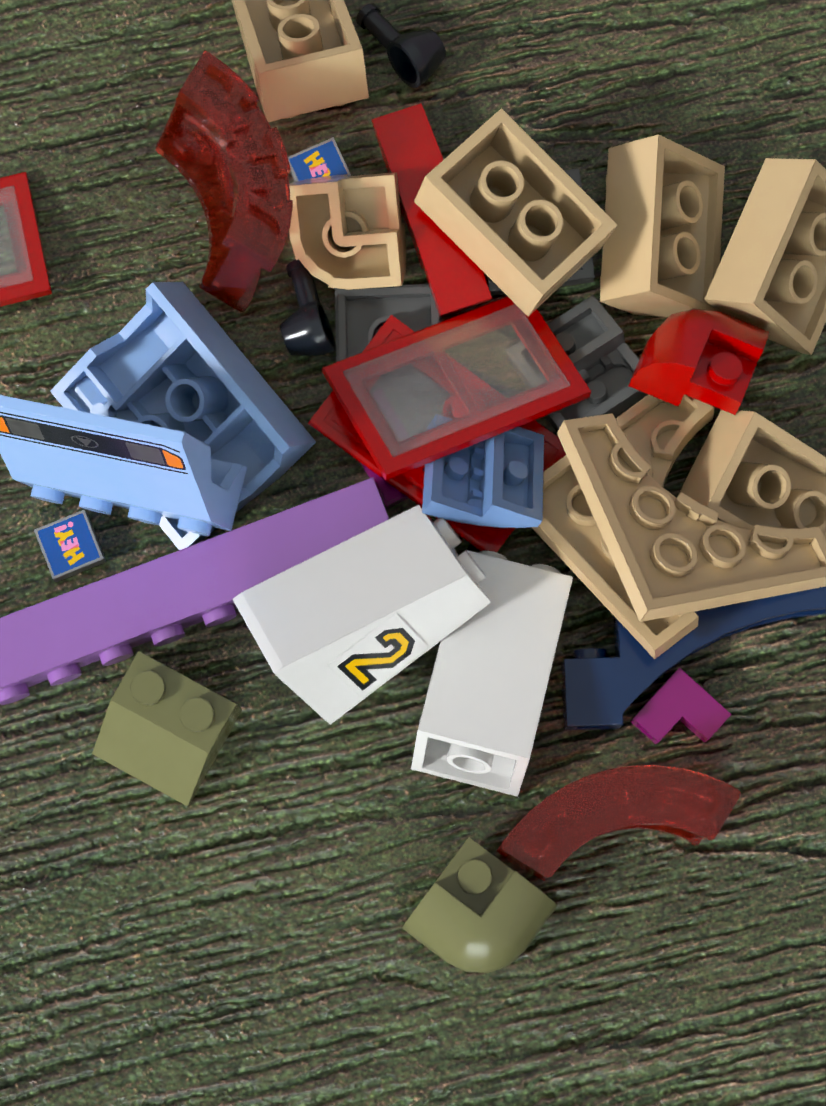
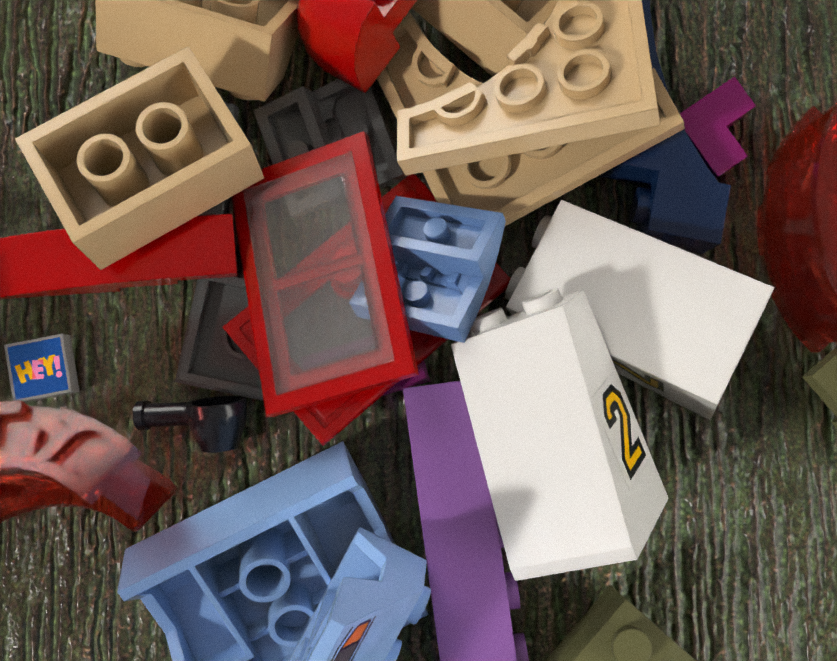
camera: 80 degrees left, 5 degrees up
(349, 230) = (113, 351): tan brick -> none

